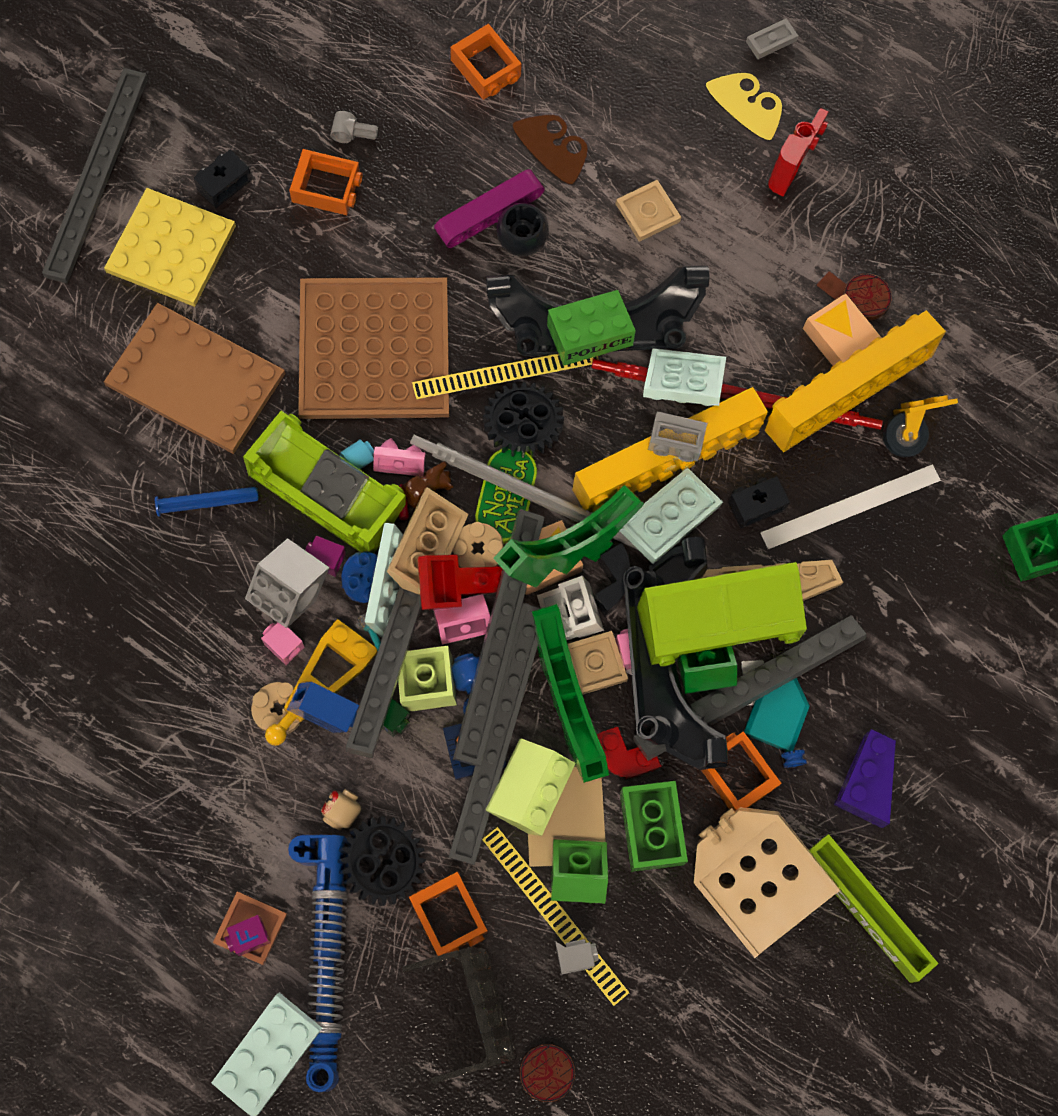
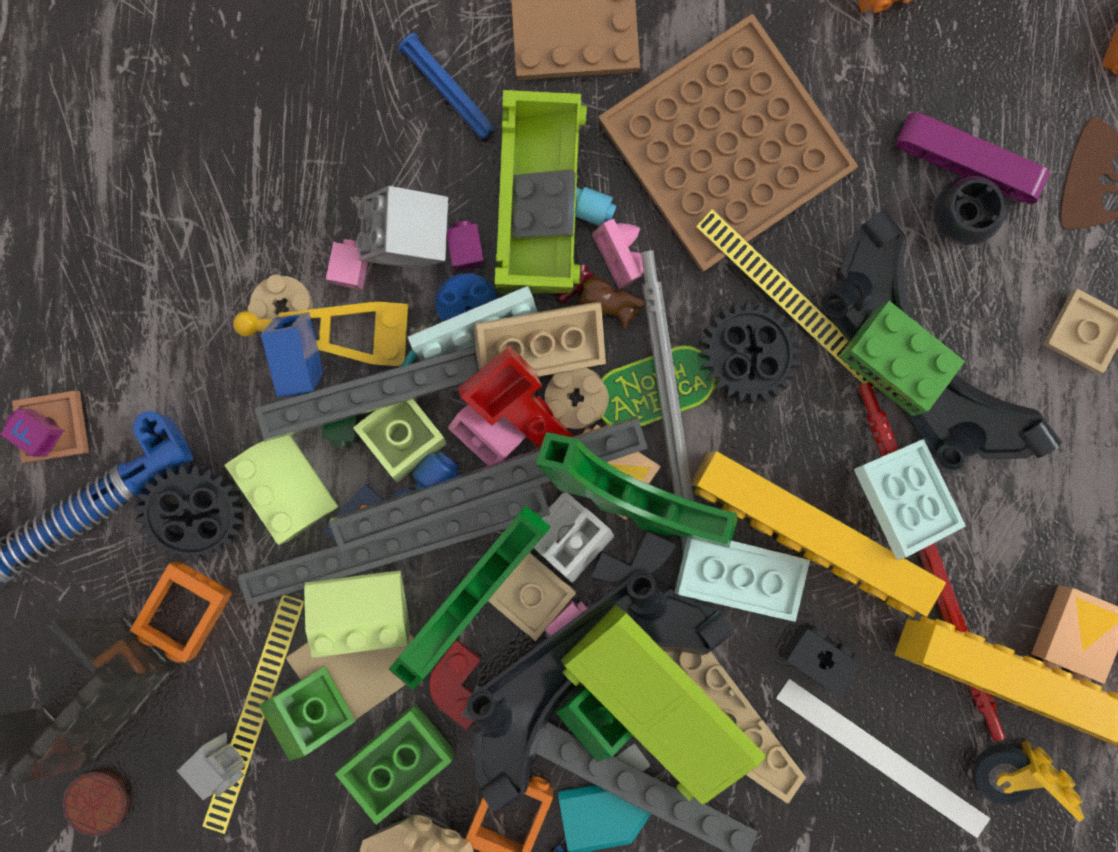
camera: 60 degrees right, 15 degrees up
(341, 809) = (217, 437): tan head -> none
(406, 787) = (281, 487): none -> yellowish green slope
(677, 437) = (827, 538): light grey window -> none

